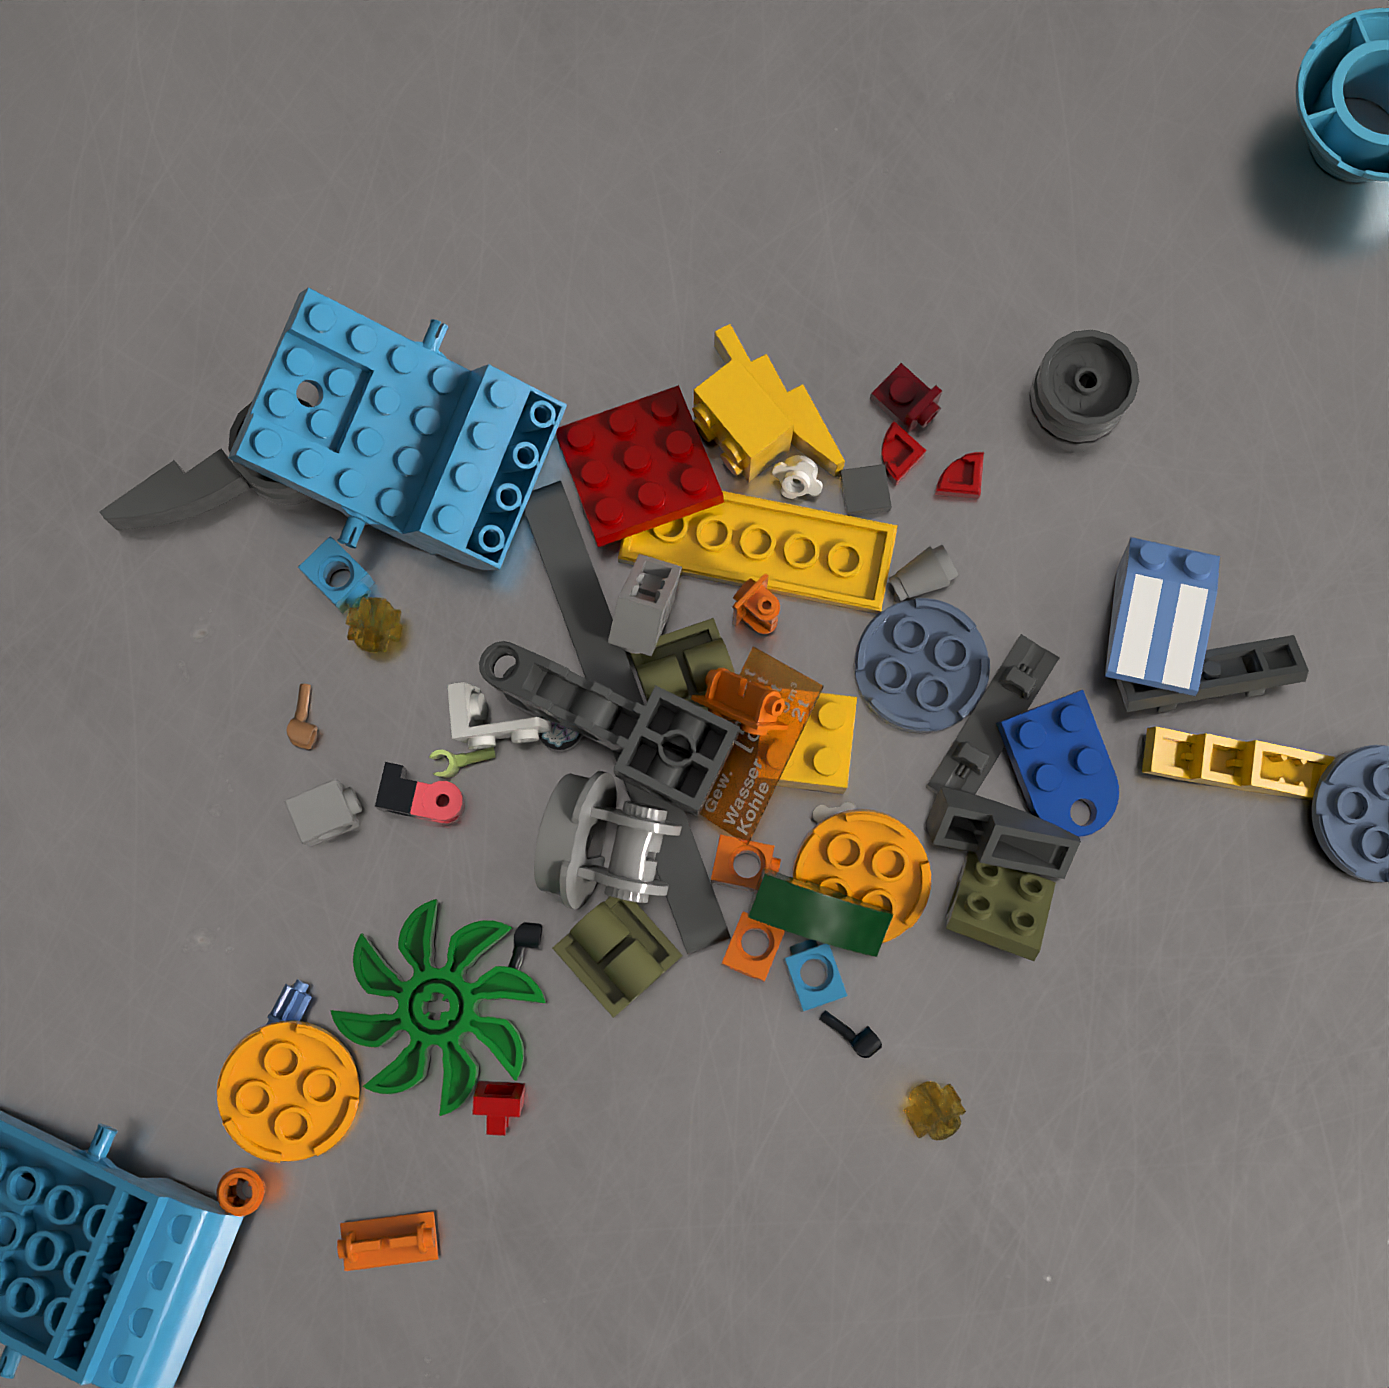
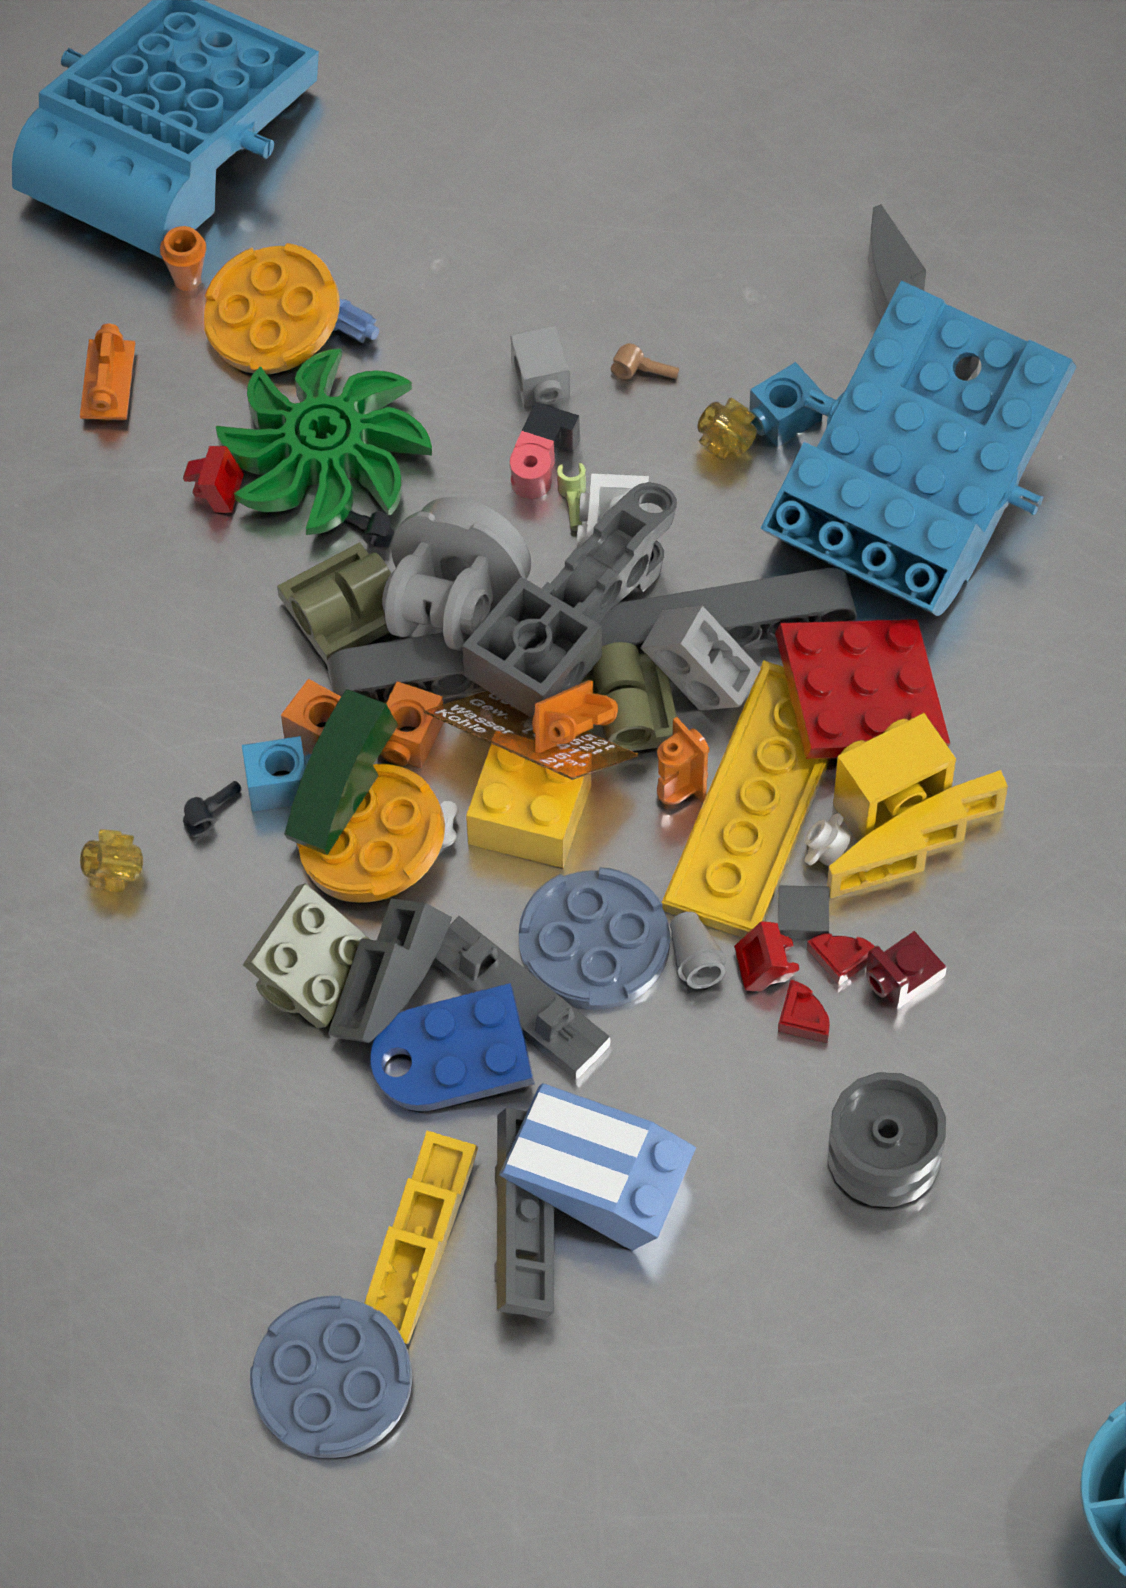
camera: 100 degrees right, 20 degrees down
(922, 514) = (763, 957): none -> red tile

